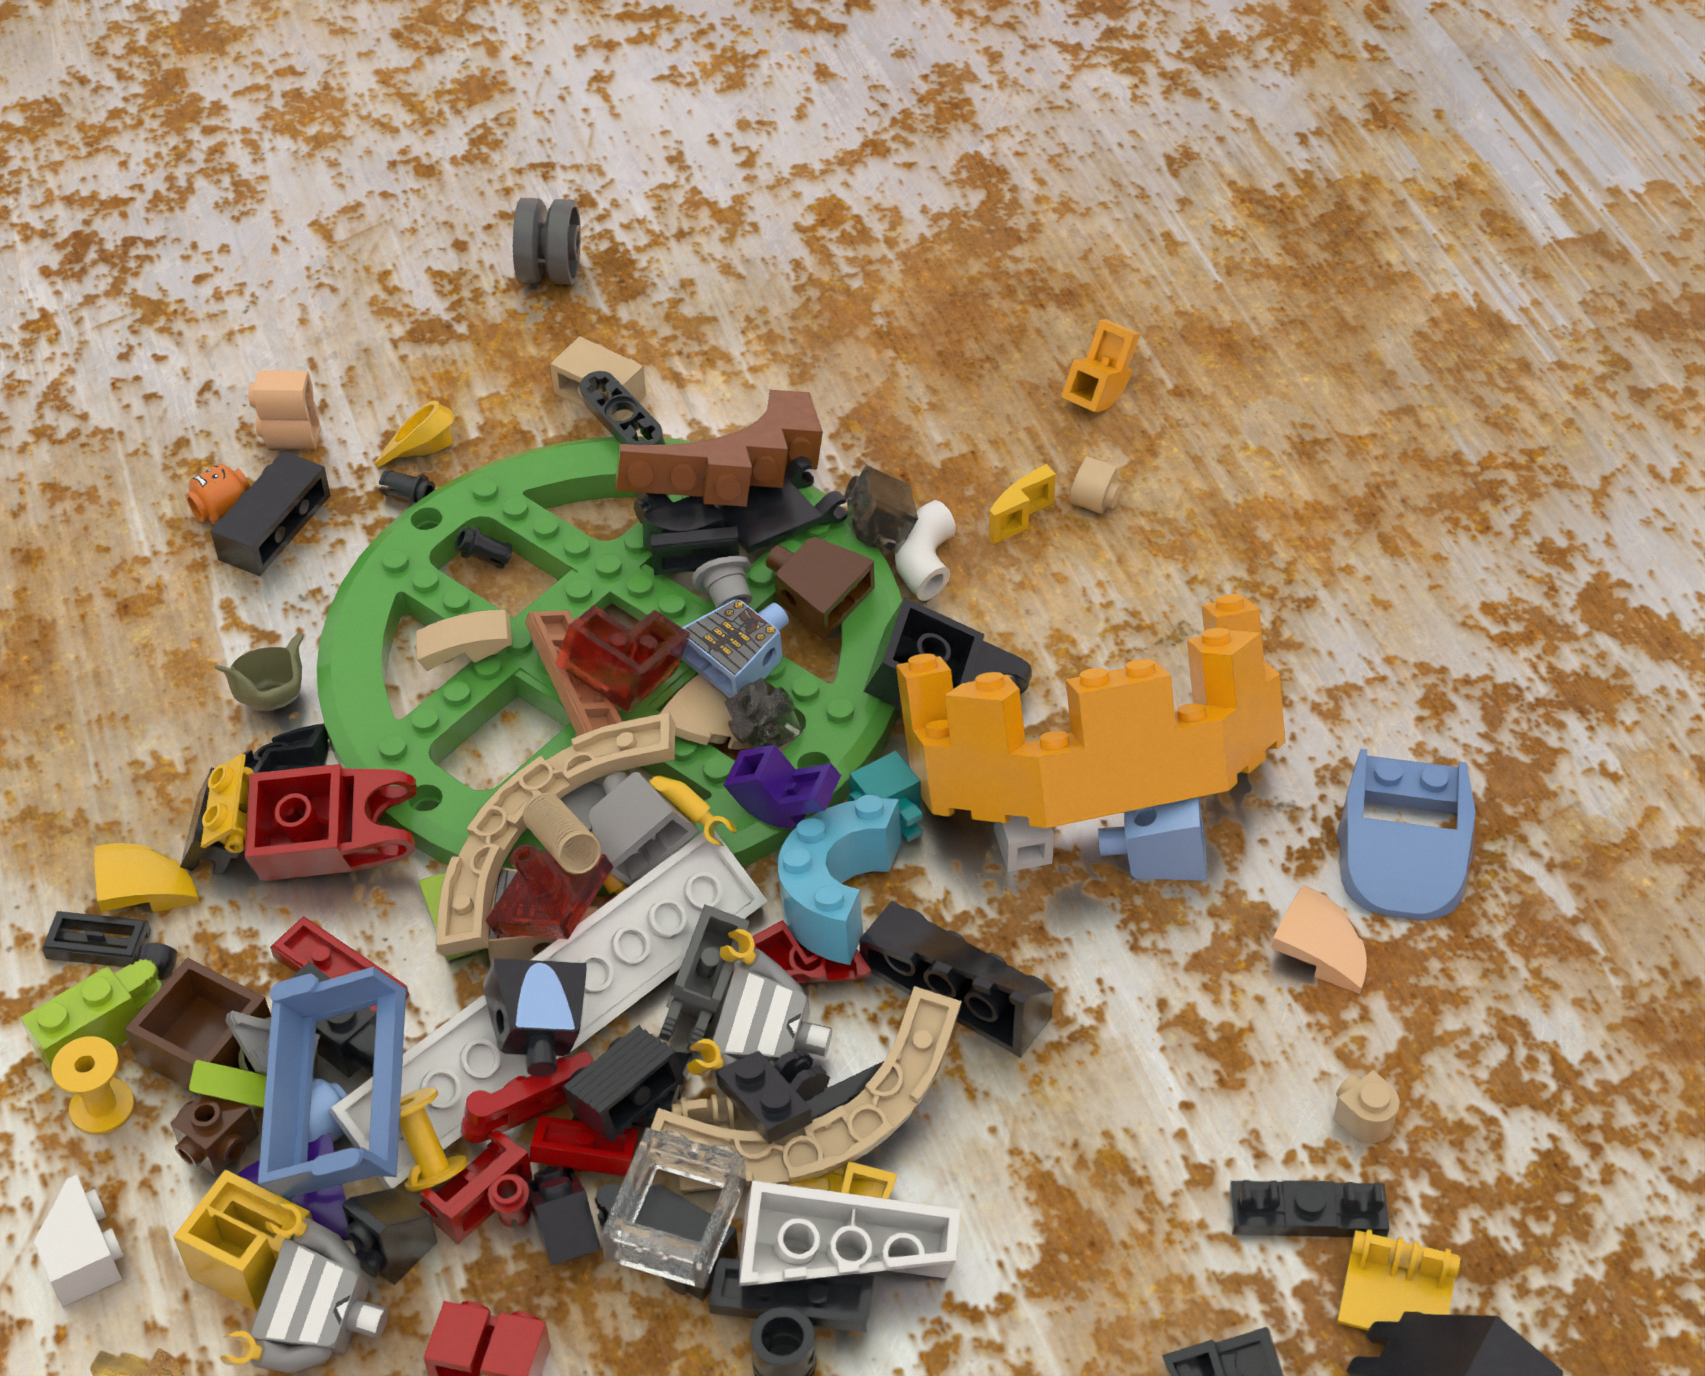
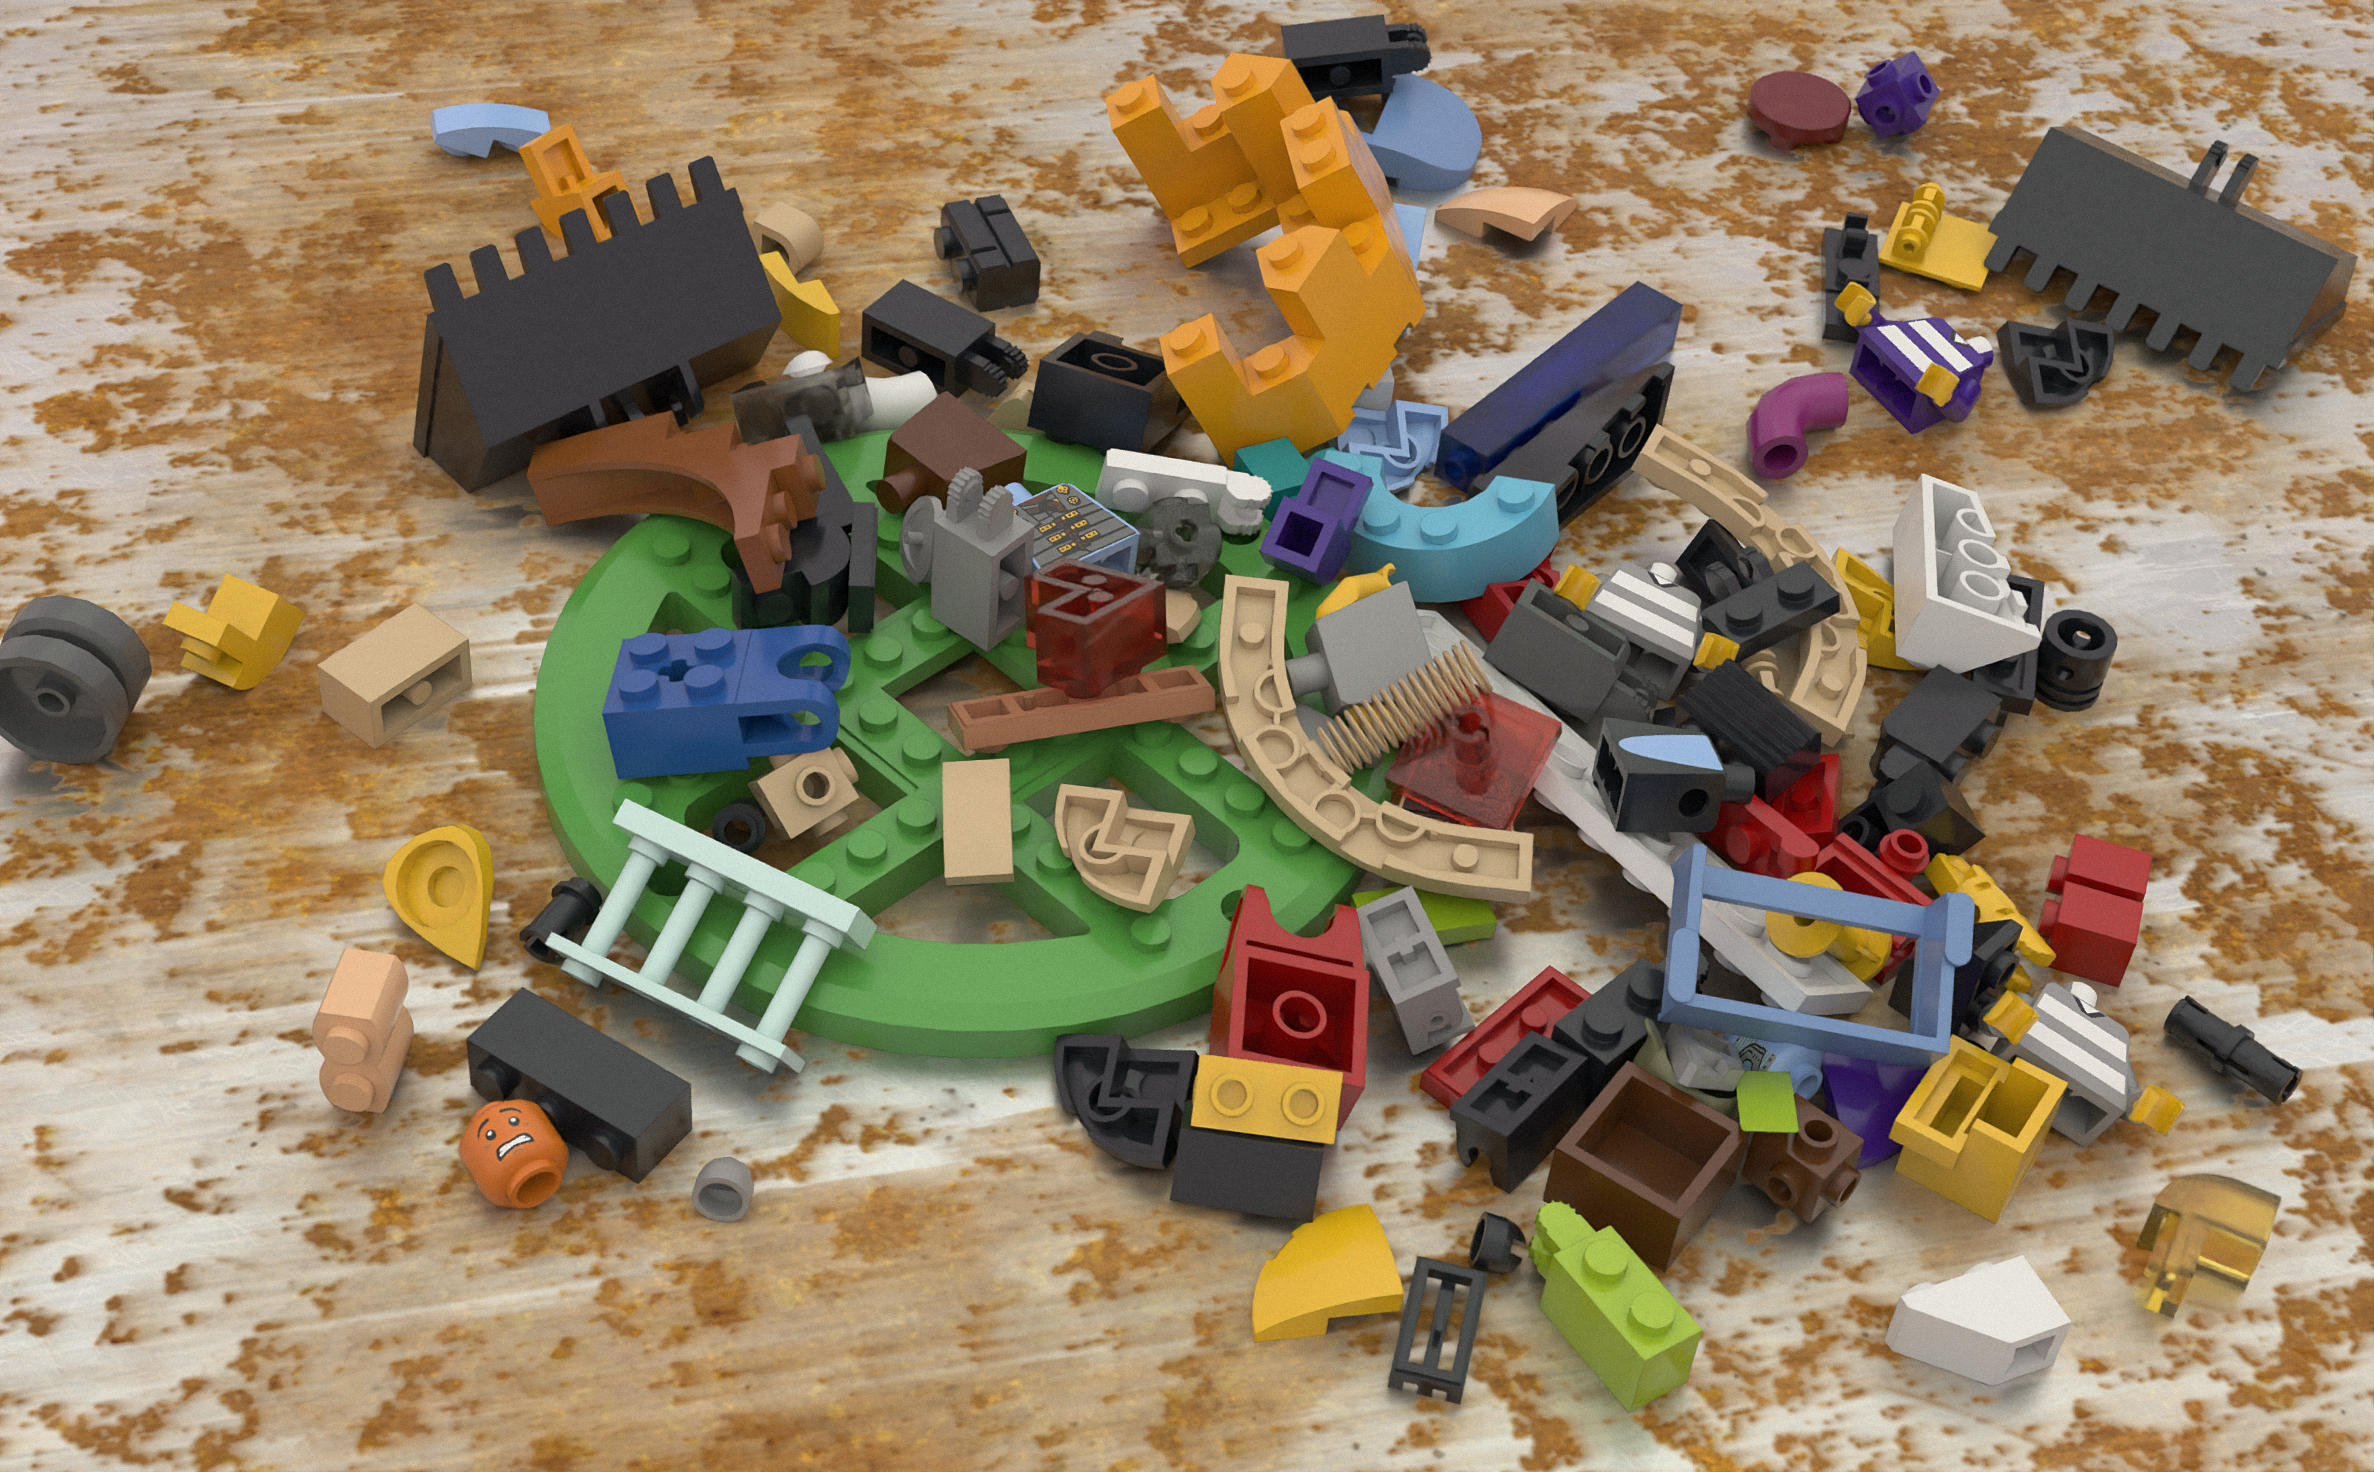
camera: 90 degrees left, 5 degrees down
(88, 1071) = (1749, 1265): yellow piece -> none
(203, 588) = (723, 1189): none -> light grey hinge
(256, 956) = (1522, 1108): none -> black hinge
(266, 676) = (963, 1085): olive hair -> none
(369, 539) = (709, 870): none -> light aqua fence
(373, 892) = (1413, 970): none -> light grey hinge
(452, 720) = (1121, 850): none -> tan brick
(476, 1271) = (1991, 904): none -> yellow hinge
(499, 562) = (786, 803): none -> tan brick
(542, 490) = (721, 698): none -> blue brick
(614, 309) = (238, 635): none -> yellow brick
(619, 400) = (514, 647): black beam -> none
(661, 1251) = (1947, 653): clear window -> none
(675, 580) = (980, 562): none -> light grey hinge
(813, 715) = (1136, 480): none -> white hinge
(893, 385) = (592, 333): none -> black piece
(961, 862) = (1402, 436): none -> light blue brick
(1002, 581) = (928, 334): none -> black hinge
(1074, 1140) = (1786, 414): none -> magenta cylinder
(1082, 979) = (1613, 342): none -> clear blue brick
(1120, 598) = (988, 253): none -> black brick
(1173, 1248) = (1914, 366): none -> dark purple torso
(1176, 322) = (473, 127): none -> light blue slope
(1367, 1107) = (1736, 216): tan plate -> none
(1444, 777) = (1354, 54): none -> black hinge
(1579, 1164) = (1799, 109): none -> dark red tile
(1624, 1258) = (1897, 96): none -> dark purple brick

